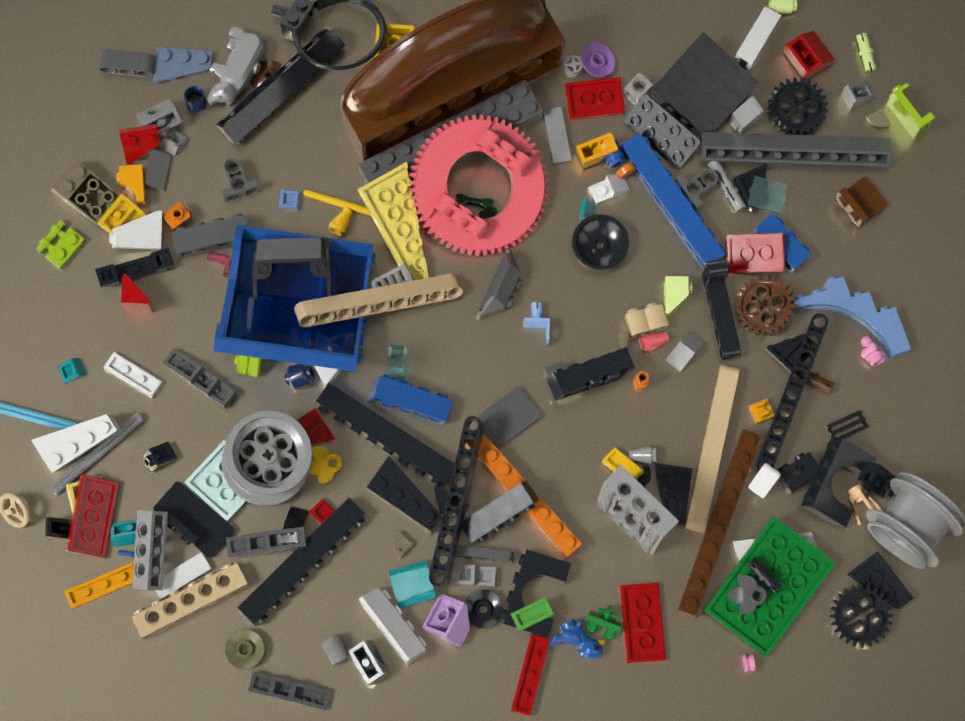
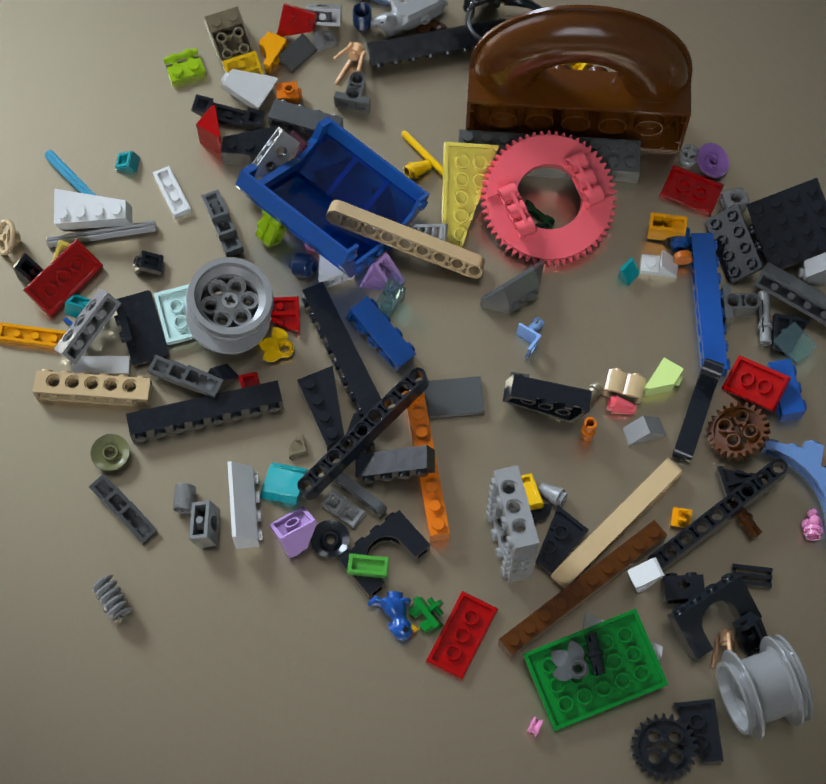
camera: 35 degrees right, 10 degrees down
(180, 290) = (246, 146): none -> black wedge
(207, 292) = (268, 153): none -> light grey brick
(211, 139) = (355, 52): none -> light nougat plant
(289, 199) = (387, 131): medium blue tile -> none
(291, 250) = (377, 170): black windscreen -> none
(376, 342) = (380, 272): none -> lavender slope
(530, 675) = (334, 619): red plate -> none
(557, 136) = (640, 201): light grey tile -> none
(602, 230) = (628, 291): black dish -> none

